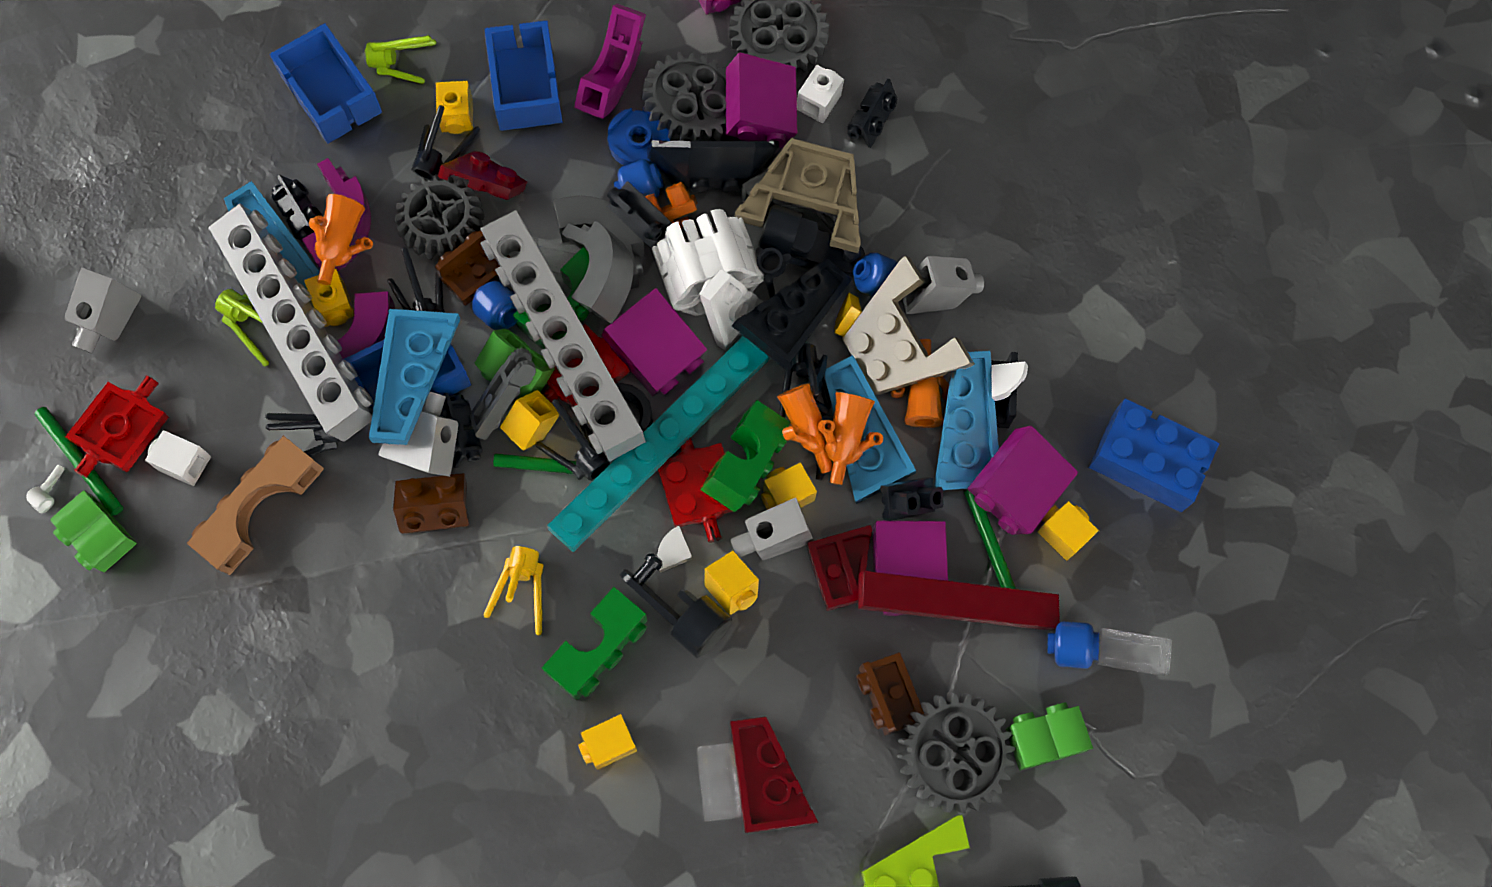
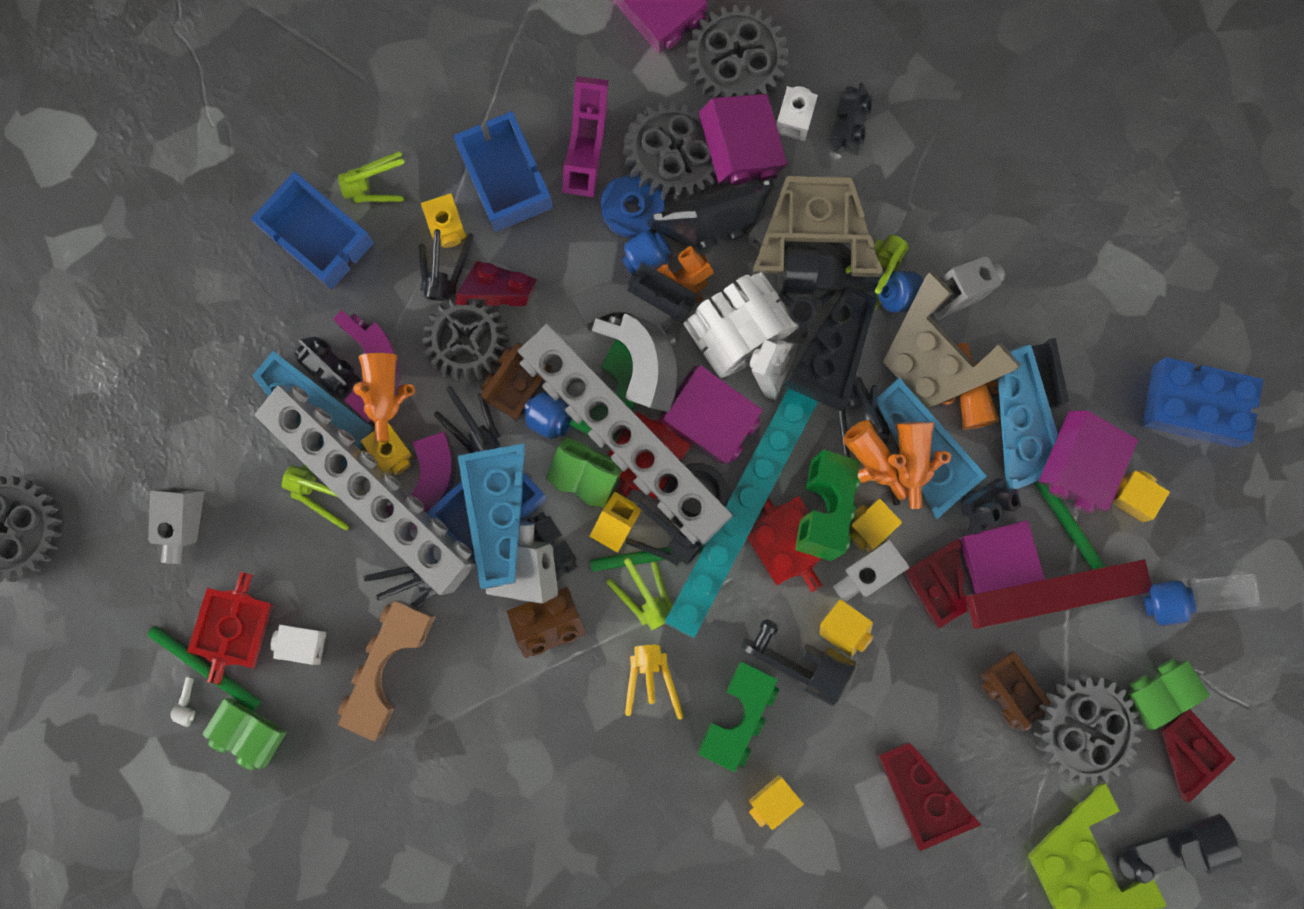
camera: 10 degrees left, 10 degrees up
(502, 392) = (584, 505): dark grey hinge -> none
(542, 513) = (654, 609): none -> lime plant
(673, 550) = (781, 607): white tile -> none
(847, 314) = (882, 336): yellow tile -> none
(875, 240) = (890, 256): none -> lime plant
(1007, 378) = (1053, 368): white tile -> none
(1063, 808) = (1194, 754): none -> dark red wing

